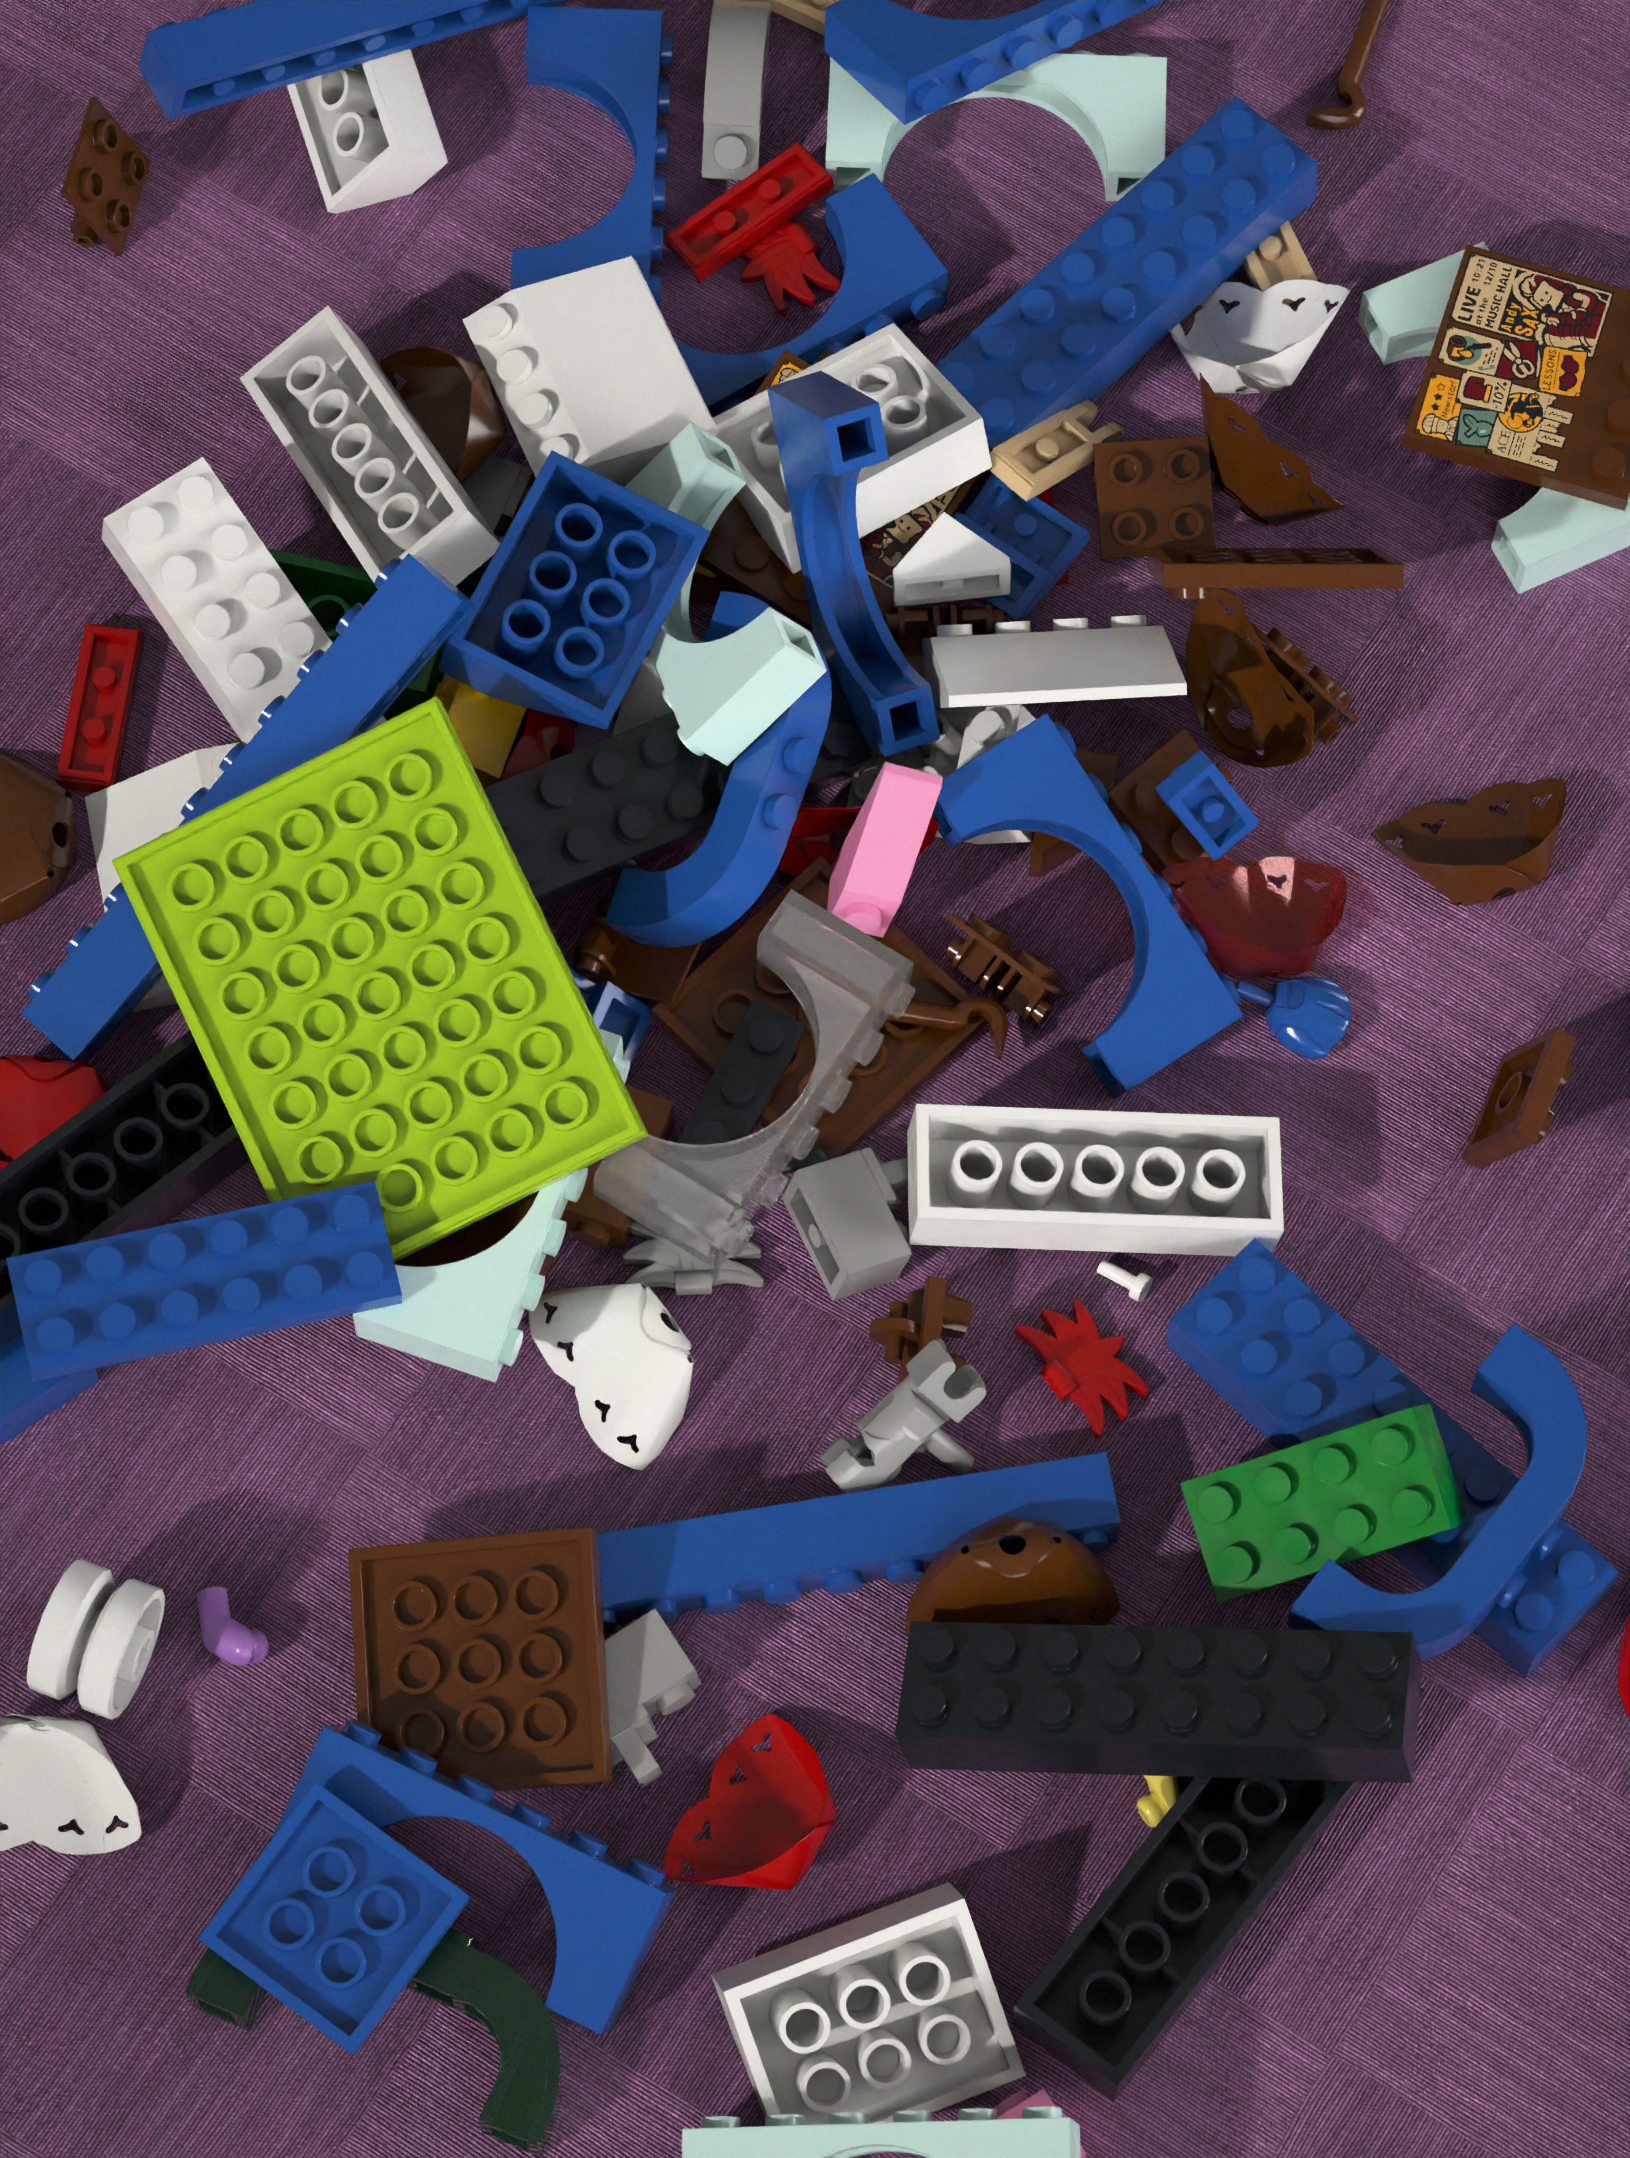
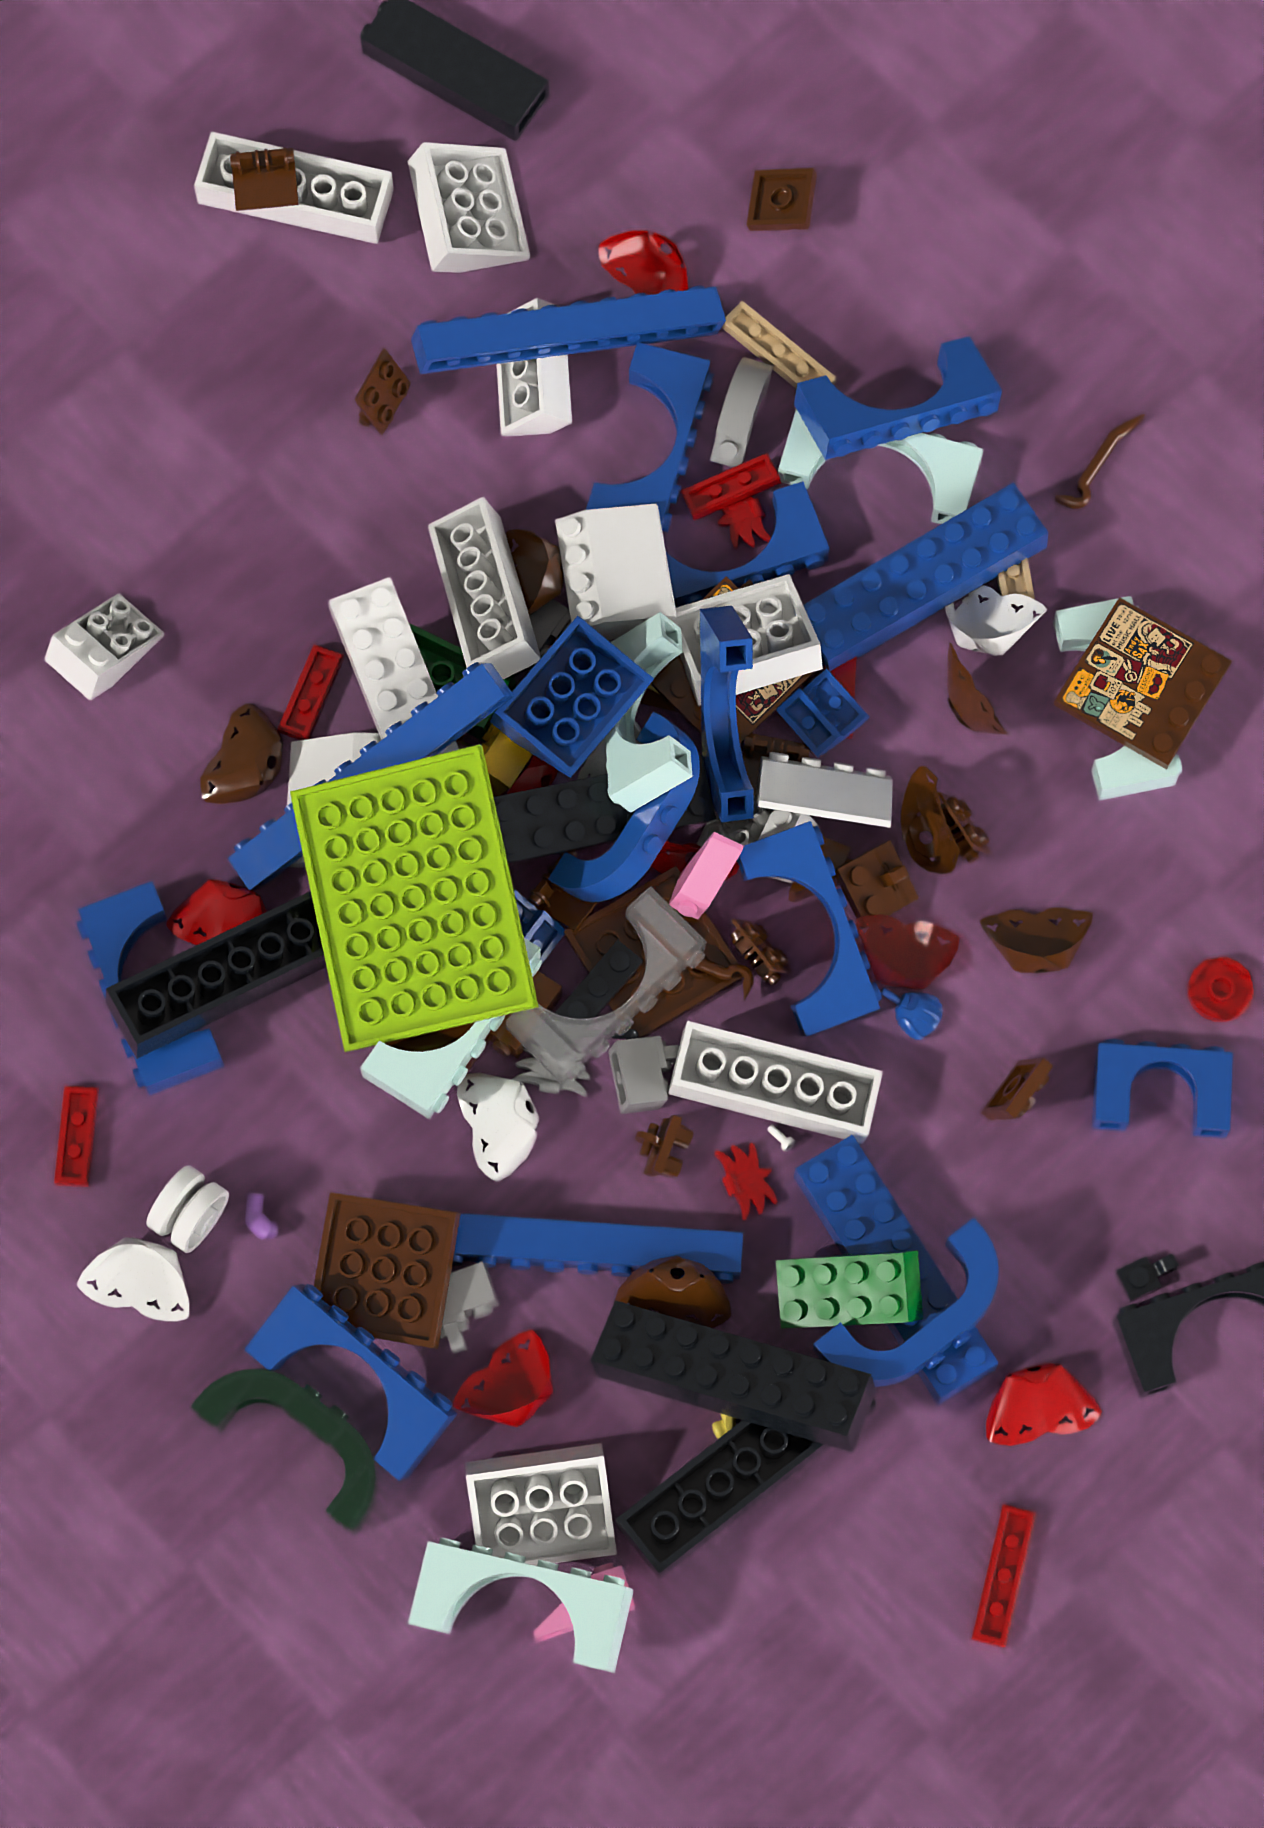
camera: 15 degrees right, 5 degrees up
(203, 1281) = (285, 1032): blue plate -> none
(334, 1918) = (274, 1388): blue plate -> none
(909, 1422) = (641, 1191): light grey piece -> none
(950, 566) = (784, 719): white slope -> none
(1050, 450) = (860, 664): tan hinge -> none
(1153, 495) = (911, 702): reddish brown hinge -> none
(1192, 571) = (959, 762): reddish brown plate -> none
(1207, 805) = (888, 888): blue slope -> none

